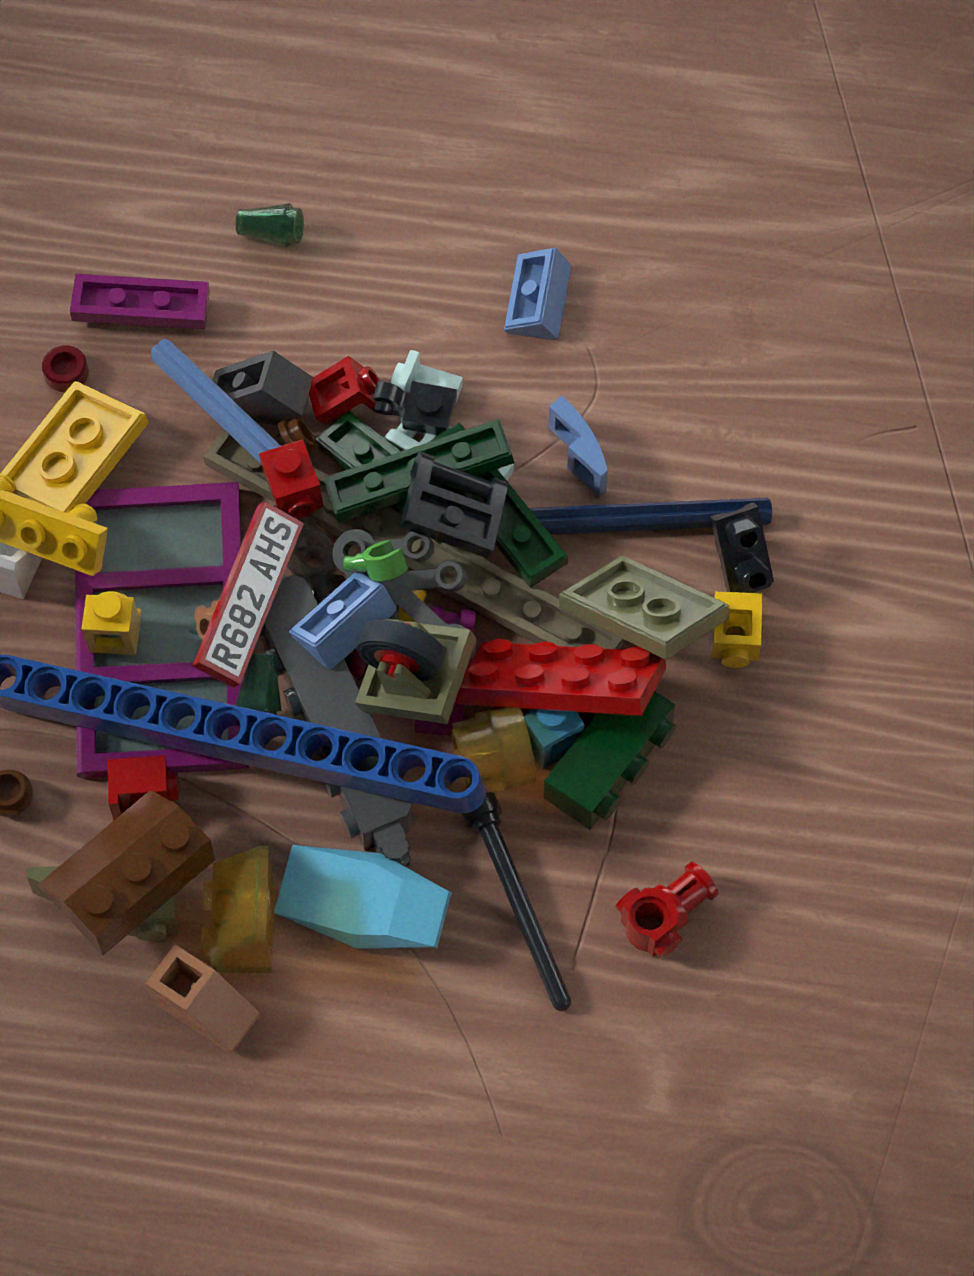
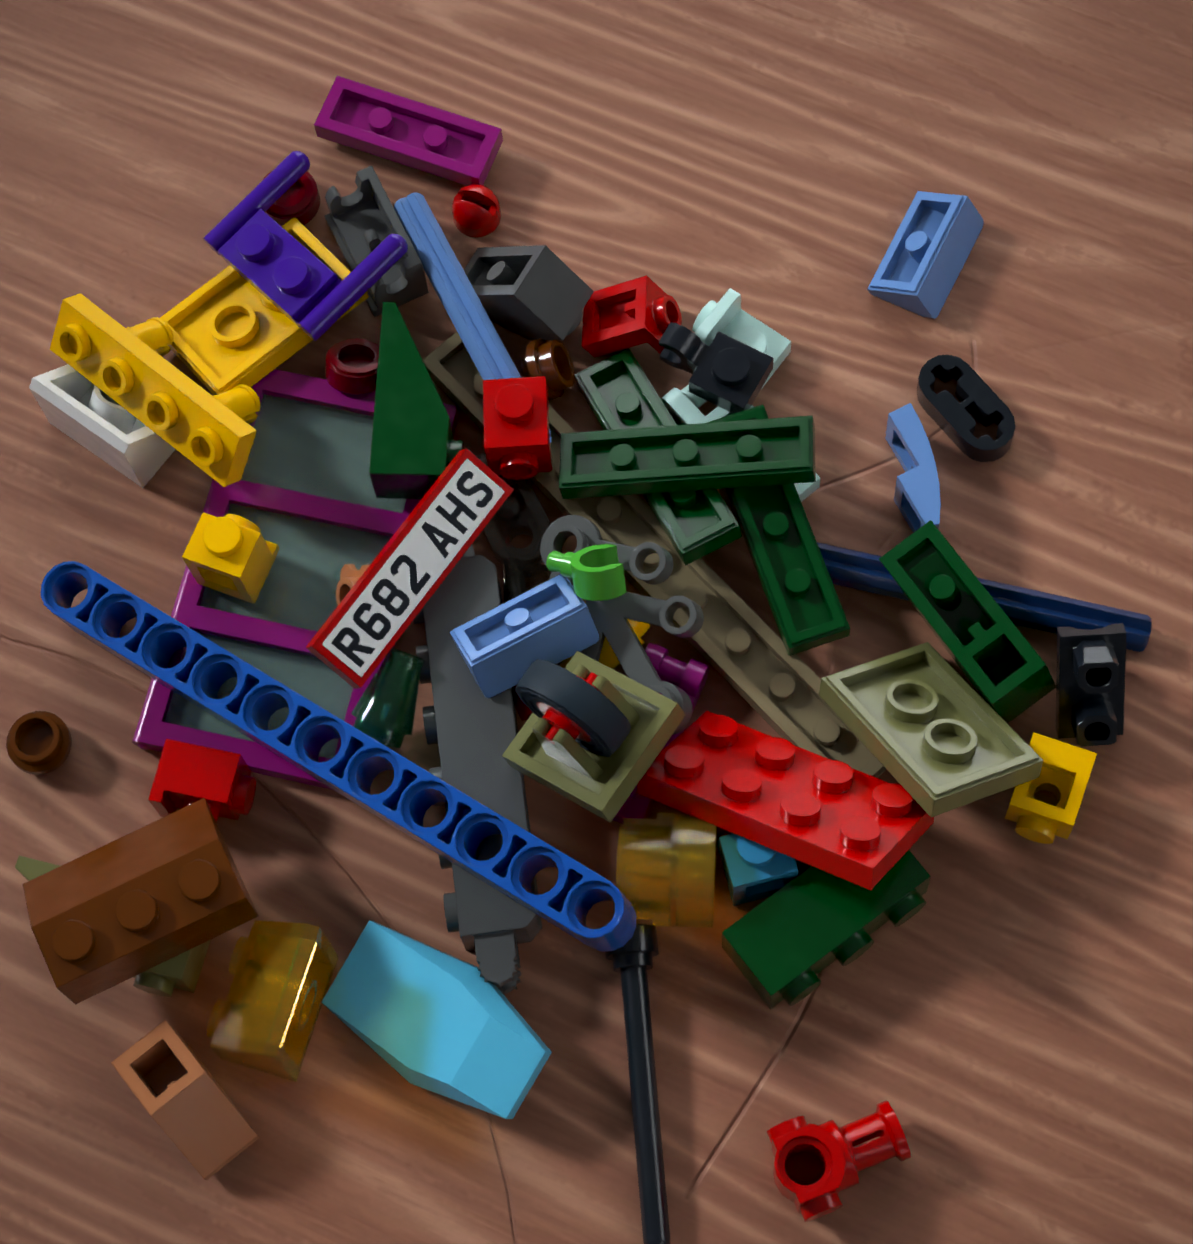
camera: 25 degrees right, 5 degrees up
(83, 415) = (286, 269): none -> dark purple plate
(142, 383) = (360, 225): none -> dark grey hinge
(155, 472) = (353, 366): none -> dark red tile
(203, 348) = (471, 218): none -> red hinge
(212, 495) = (410, 422): none -> dark green slope
(272, 224) = (609, 71): clear green cone -> none
(450, 515) = (705, 535): black plate -> none
(598, 392) = (975, 399): none -> black beam
(648, 531) = (968, 622): none -> dark green slope

